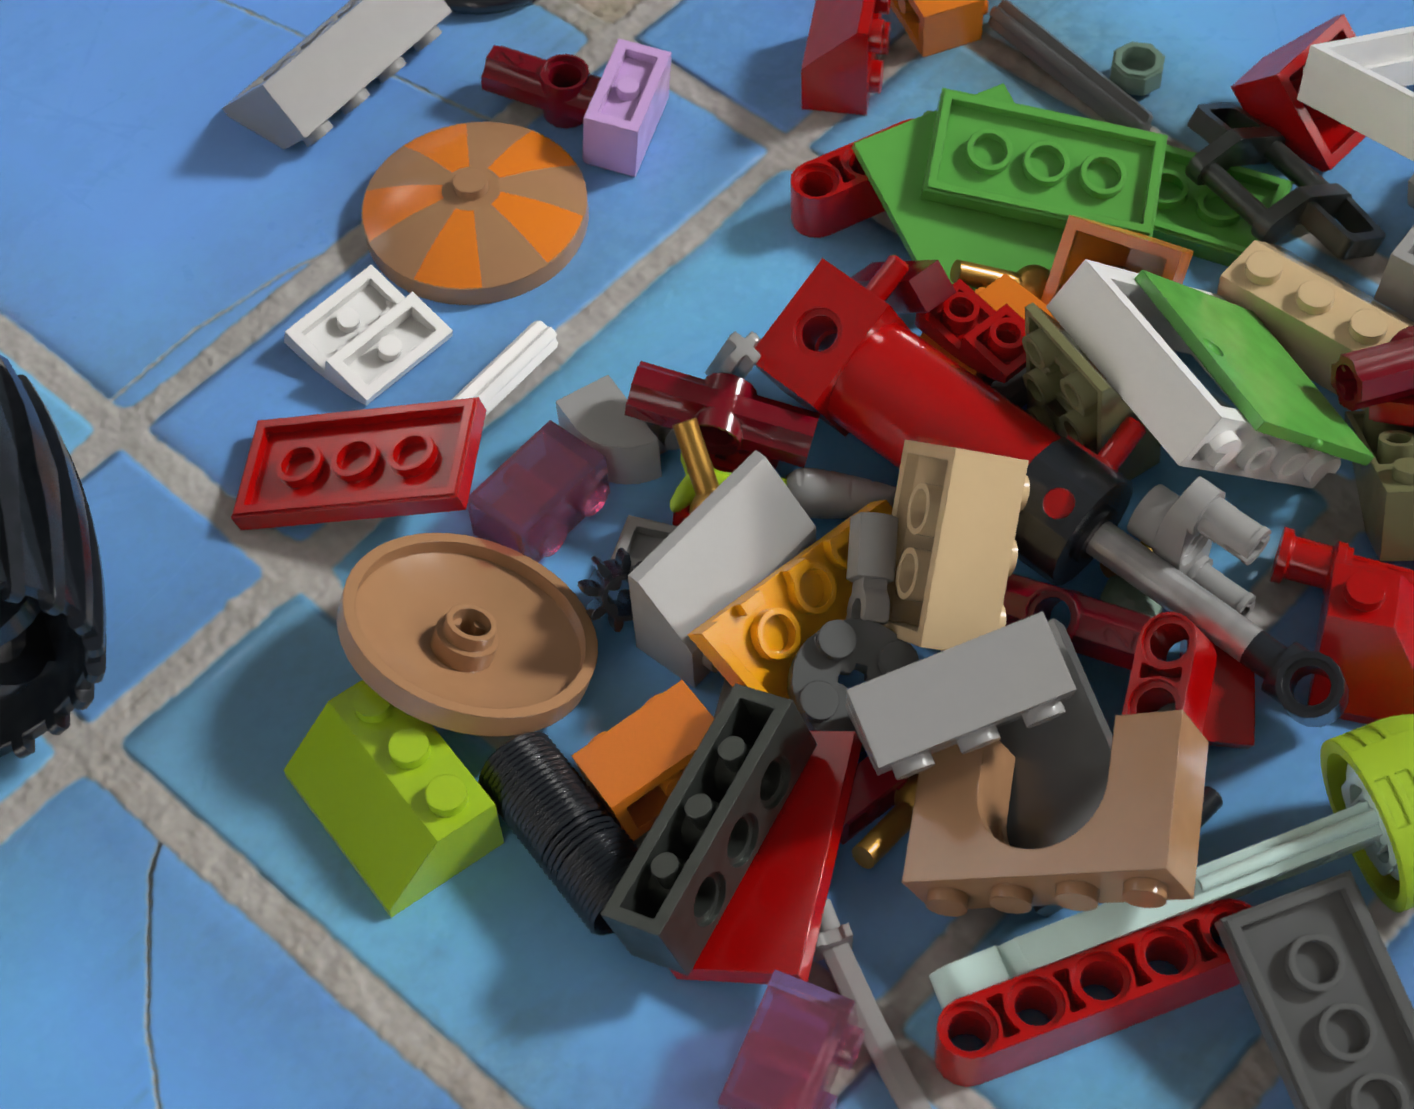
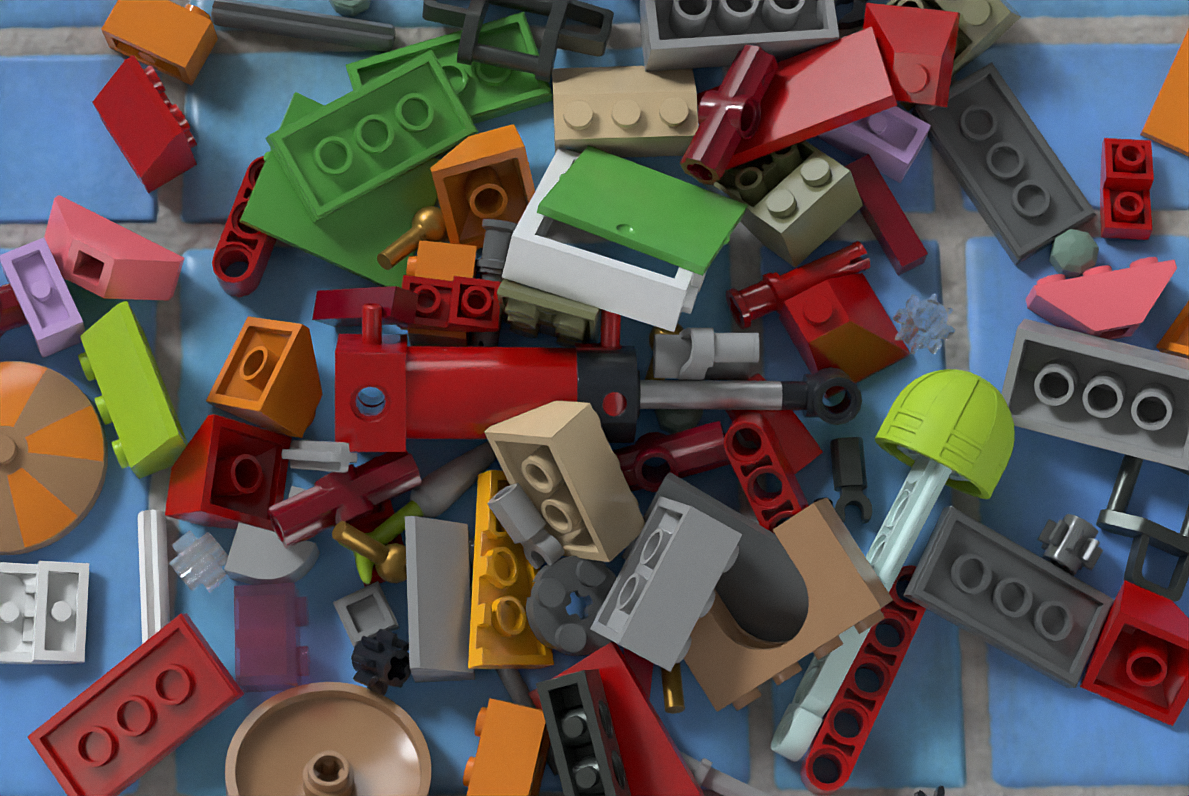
camera: 50 degrees left, 20 degrees up
(540, 386) = (199, 561): none -> clear gear
(629, 225) = (132, 393): none -> lime slope
(641, 322) = (228, 475): none -> red slope
(717, 120) = (108, 256): none -> coral slope
(752, 294) = (270, 377): none -> orange slope
(1263, 791) = (850, 476): none -> pearl dark grey bar

